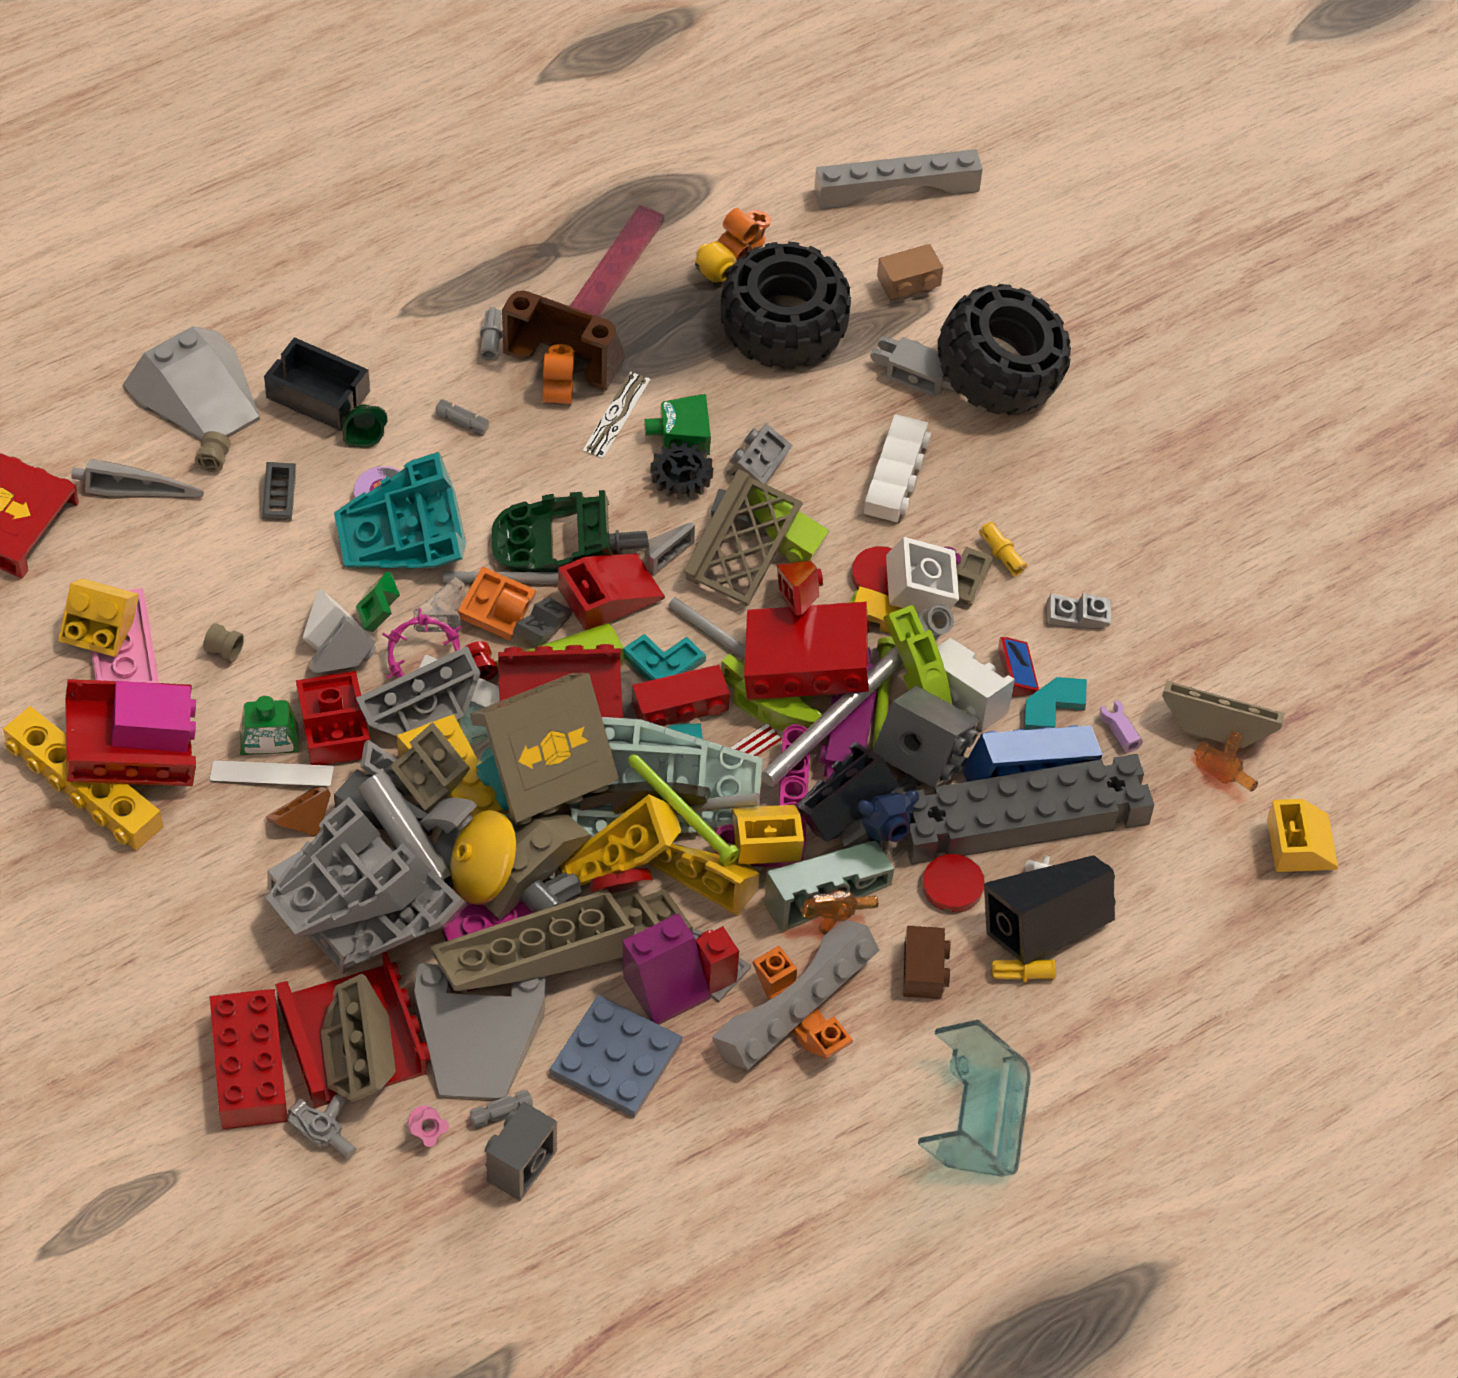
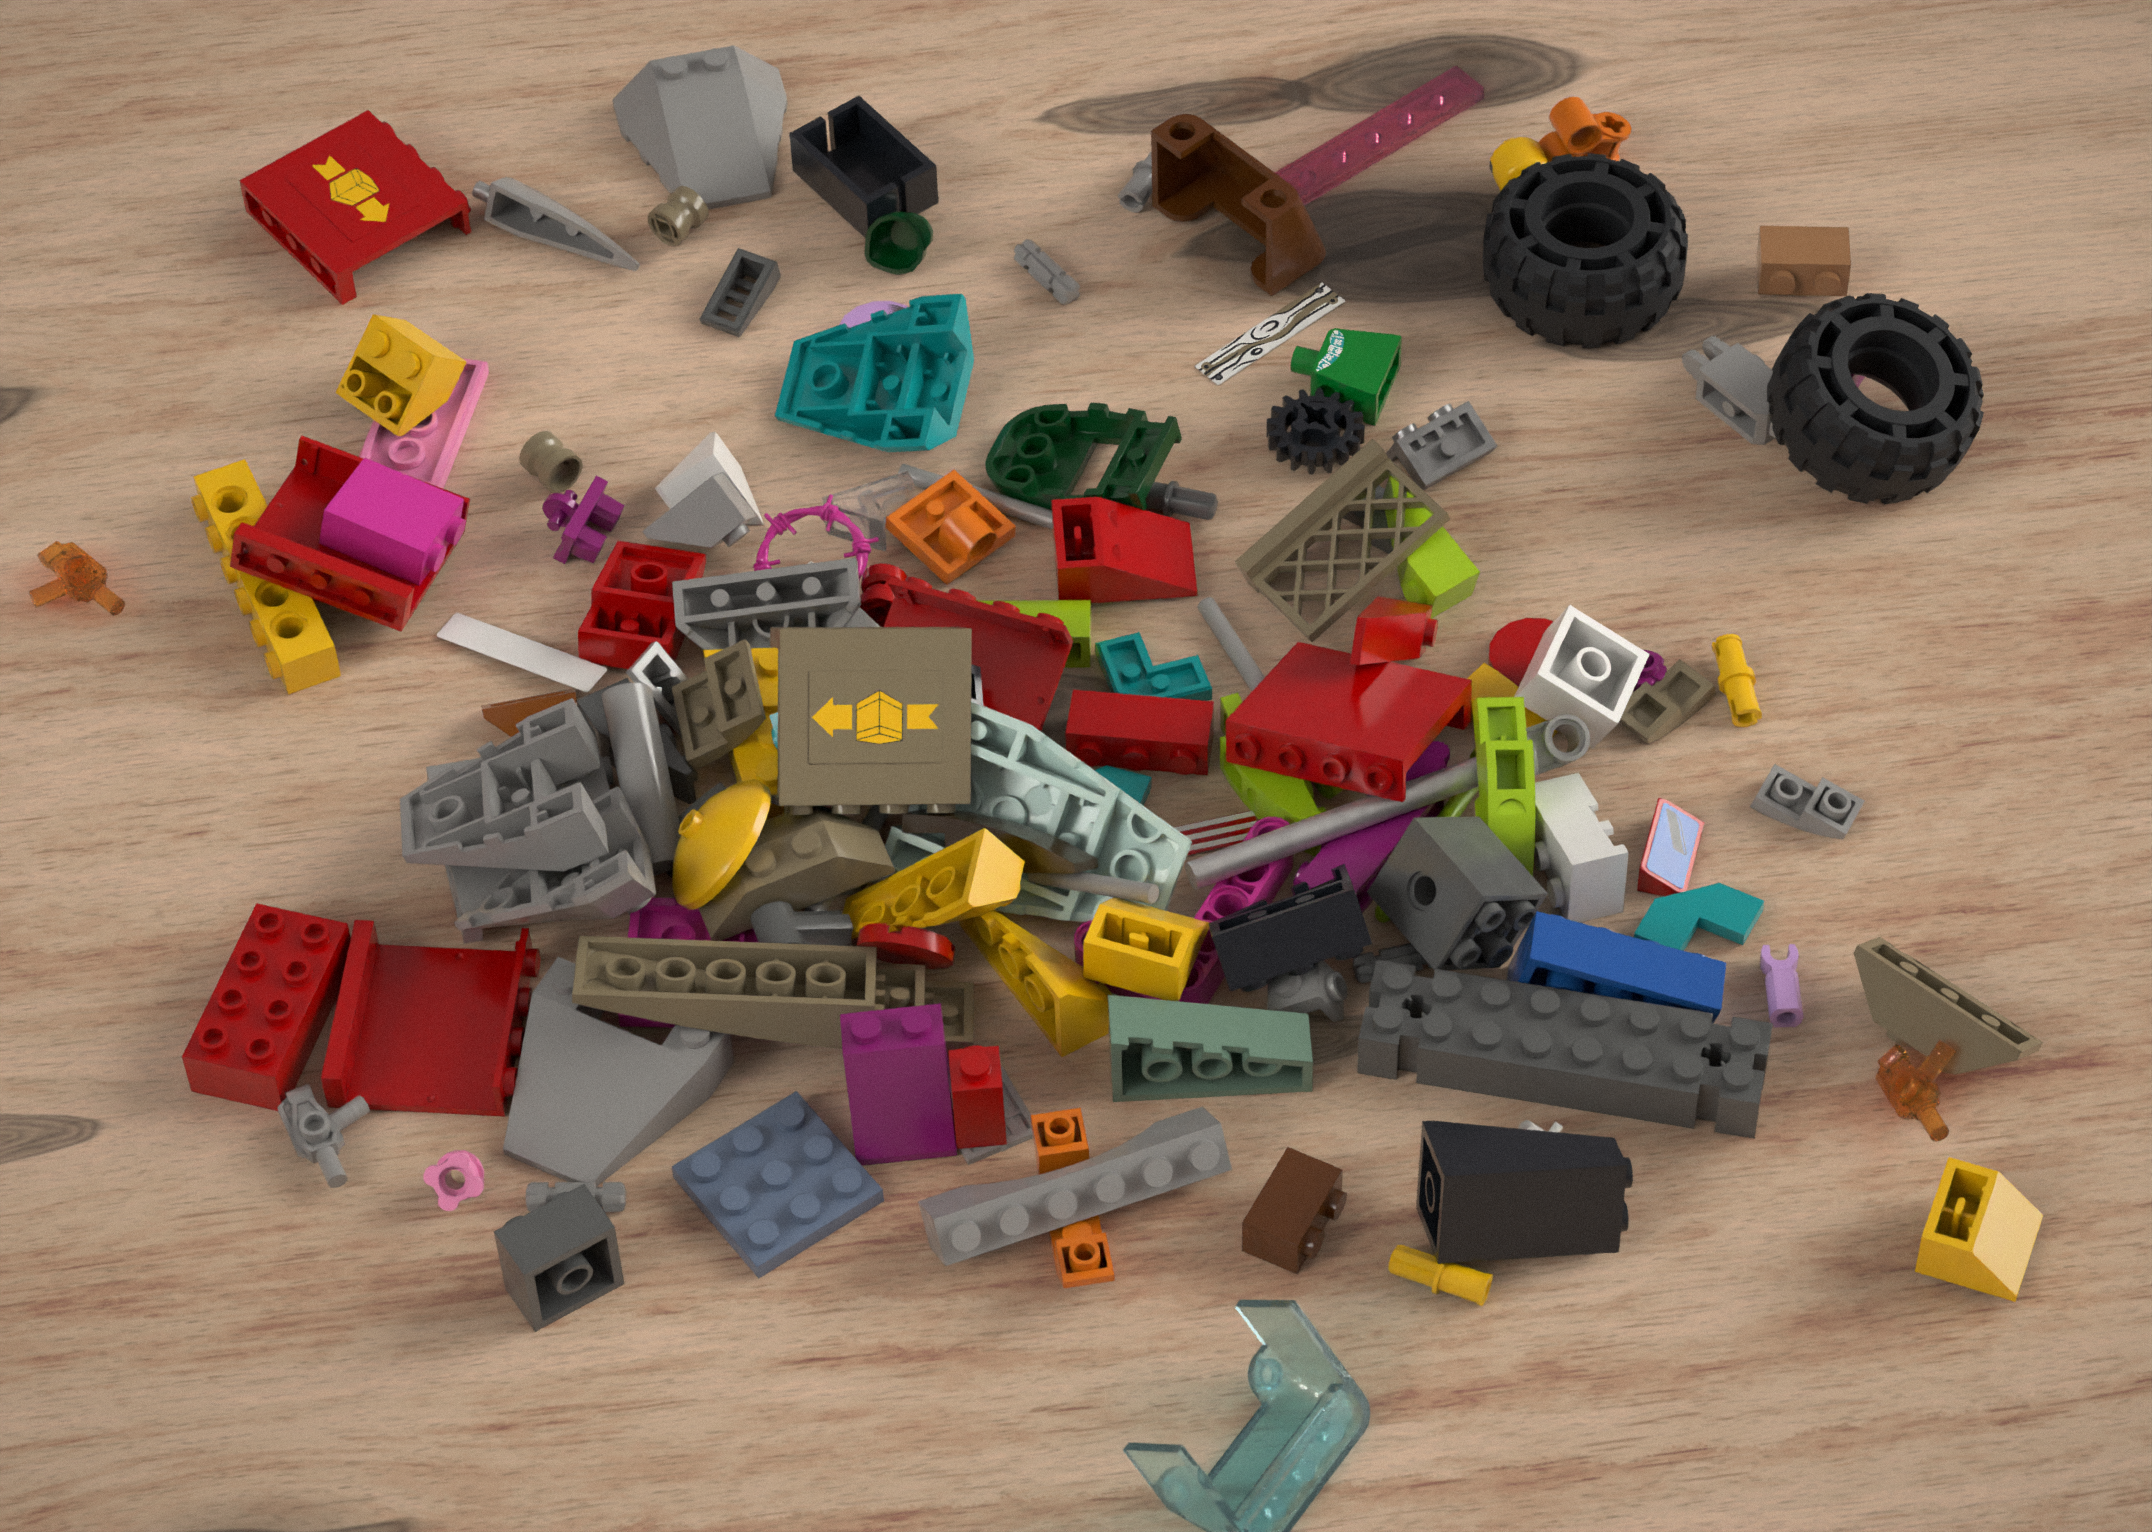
camera: 30 degrees right, 5 degrees down
(261, 671) = (594, 508): none -> magenta hips
(268, 727) = (543, 587): green torso -> none
(357, 1041) = (426, 1031): dark tan wedge -> none
(375, 603) = (785, 471): green slope -> none
(449, 814) = (707, 775): light grey slope -> none
(543, 622) = (1007, 573): dark grey slope -> none
(558, 374) = (1206, 252): orange piece -> none
(669, 546) = (1236, 529): light grey slope -> none
(727, 853) = (1063, 951): lime bar -> none
(836, 907) = (1196, 1084): clear orange piece -> none
(845, 183) = (1940, 142): light grey arch -> none
(888, 816) = (1333, 980): dark blue rock -> none
(896, 468) = (1635, 522): white brick -> none
(953, 883) = (1392, 1112): red tile -> none

